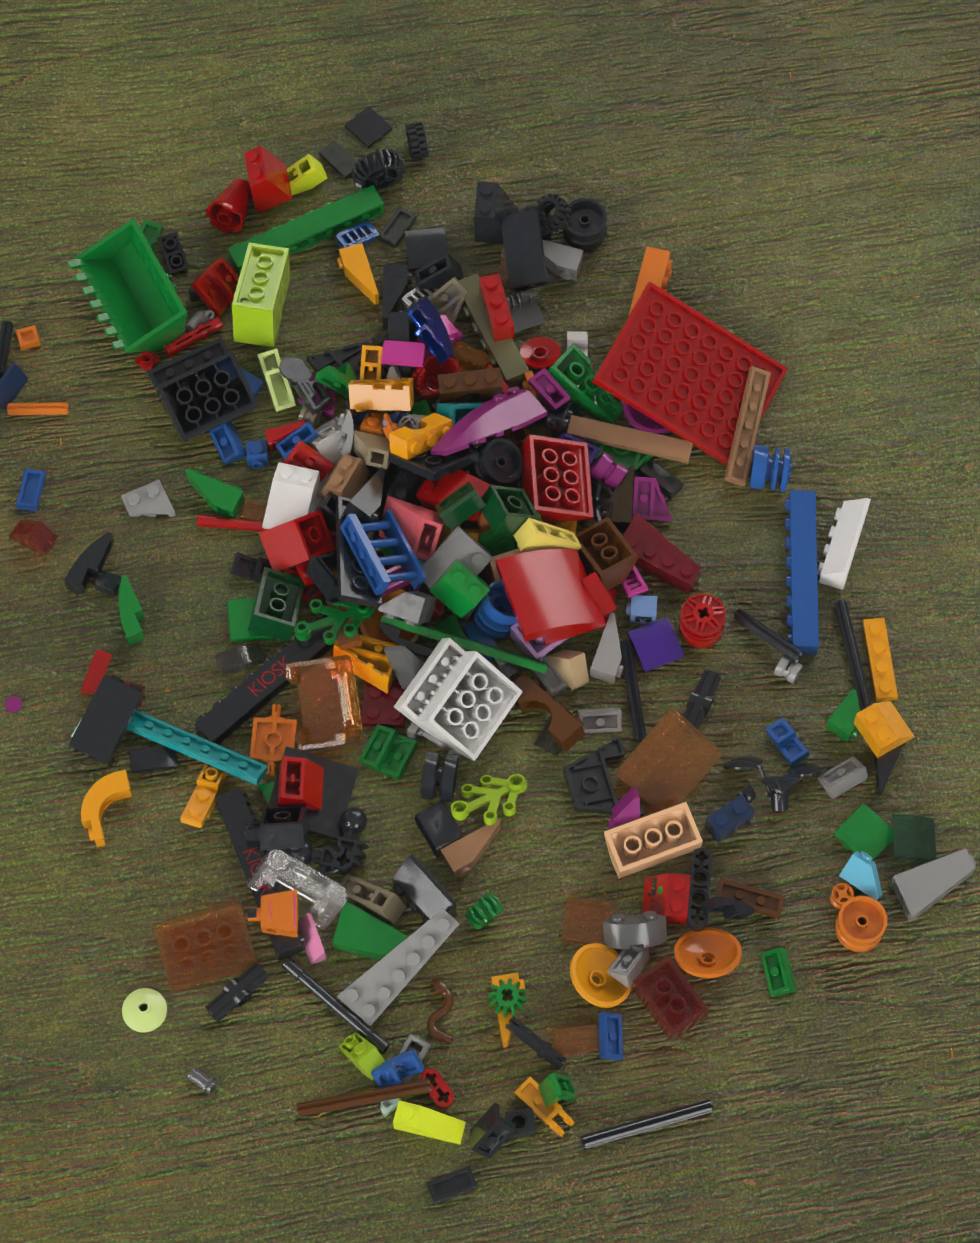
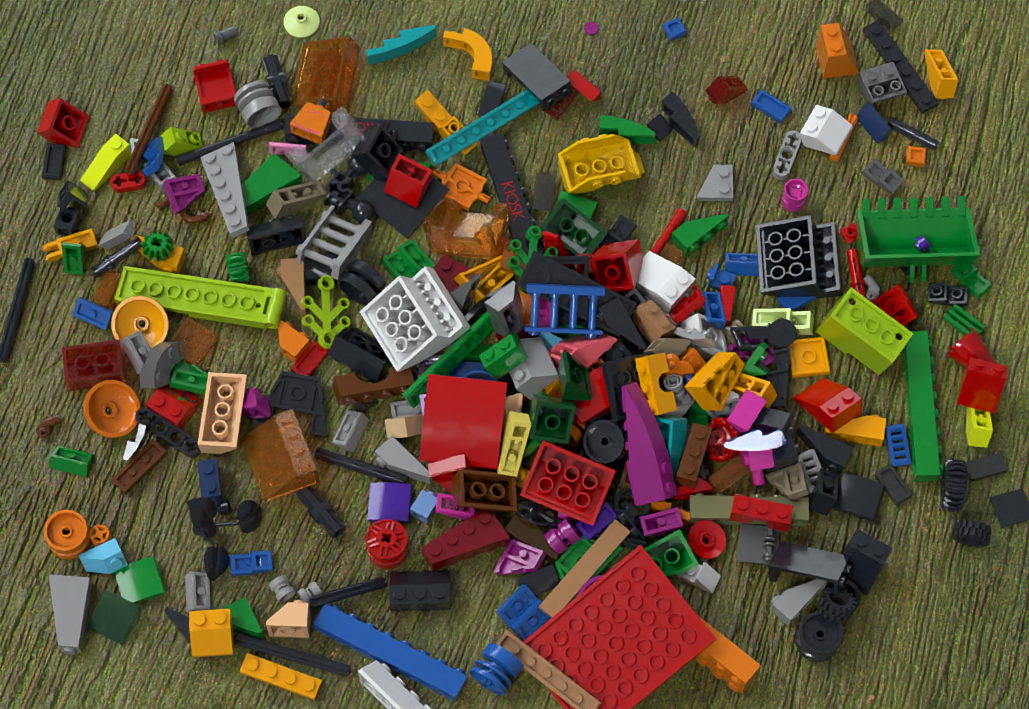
camera: 115 degrees right, 0 degrees up
(41, 422) = (825, 130): none -> white slope
(67, 357) = (880, 176): none -> dark grey slope
(90, 457) = (786, 148): none -> light grey beam
(123, 879) = (407, 42): none -> teal slope
(131, 421) = (794, 195): none -> dark pink wheel
(133, 287) = (922, 244): none -> dark purple plate
(189, 612) = (598, 162): none -> yellow slope
(200, 216) = (966, 316): none -> green tile
(275, 1056) = (214, 85): none -> red panel
(278, 993) = (257, 104): none -> light grey wheel
(301, 342) = (808, 357): none -> light orange tile
(304, 612) = (554, 240): none -> red slope
(347, 302) = (830, 403): none -> red slope
(398, 806) = (345, 253): none -> light grey fence
(403, 1198) = (63, 123): none -> red slope
(422, 1018) = (183, 191): none -> magenta wing
(509, 1058) = (117, 235): none -> light grey slope
(513, 745) = (360, 353): none -> black slope
(536, 933) = (205, 297): none -> lime hinge
(538, 819) = (291, 341): none -> orange slope
(546, 795) = (310, 359): none -> red tile
(629, 895) = (189, 378): none -> green wing
(698, 477) = (522, 613): none -> blue slope
(728, 574) = (419, 591): none -> black slope
(756, 1018) = (46, 424): none -> reddish brown arm
(797, 697) = (282, 588): none -> light grey wheel
(827, 667) = (291, 621): none -> light nougat slope

